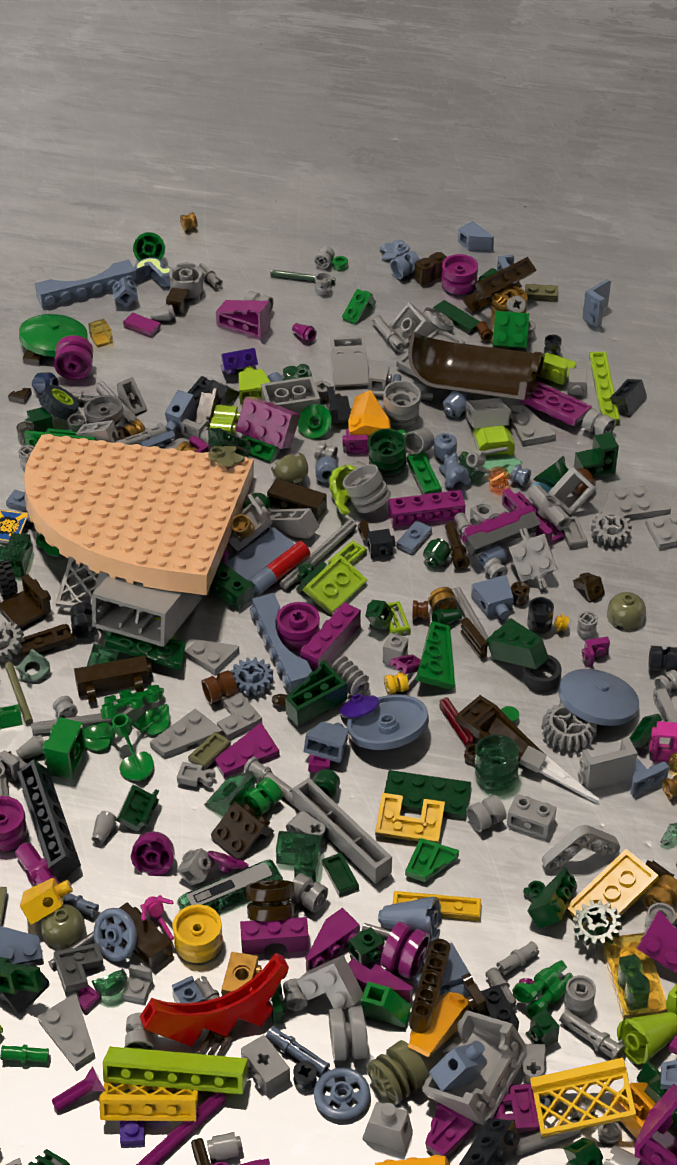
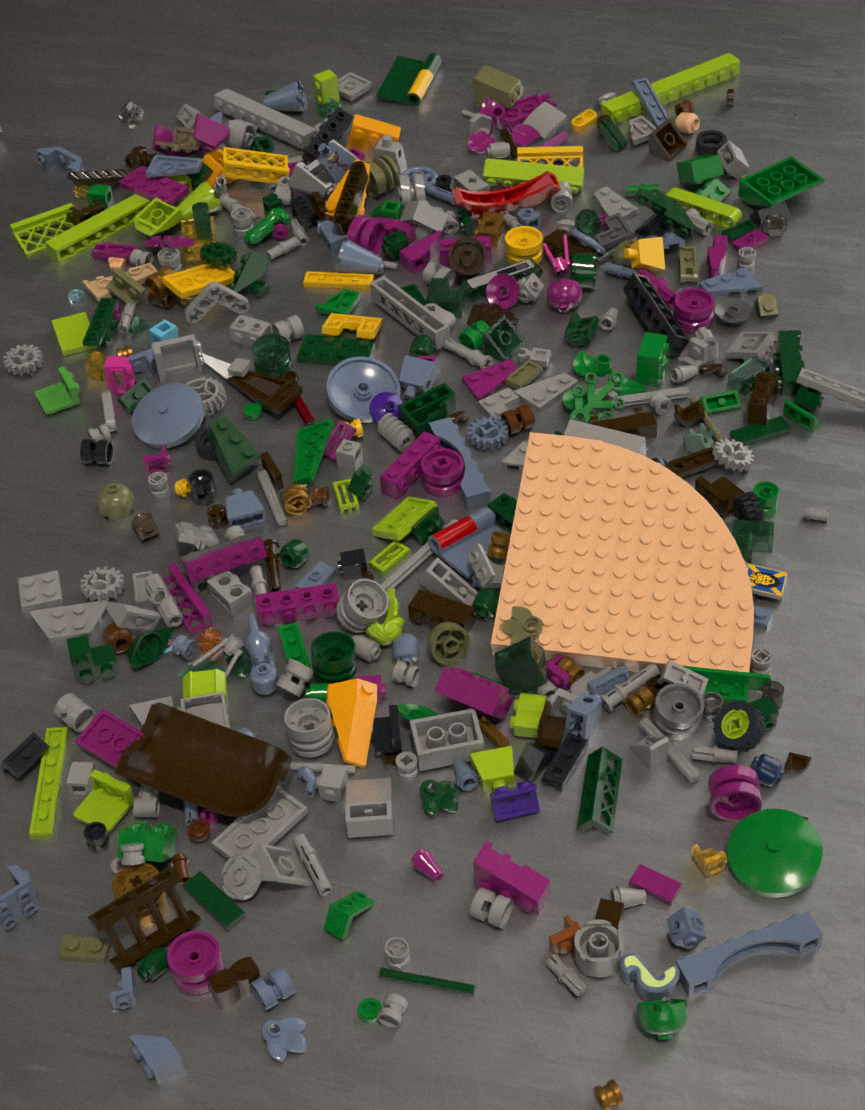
camera: 175 degrees left, 0 degrees up
(36, 694) = (690, 414): none -> dark brown bracket
(90, 1083) = (592, 173): magenta piece -> none
(125, 884) = (584, 270): none -> dark green brick
(174, 373) = (594, 788): none -> dark green fence
(208, 290) = (564, 940): none -> dark orange bracket
(625, 1051) = (220, 186): none -> light grey pin
(633, 817) = (163, 331): none -> medium azure brick

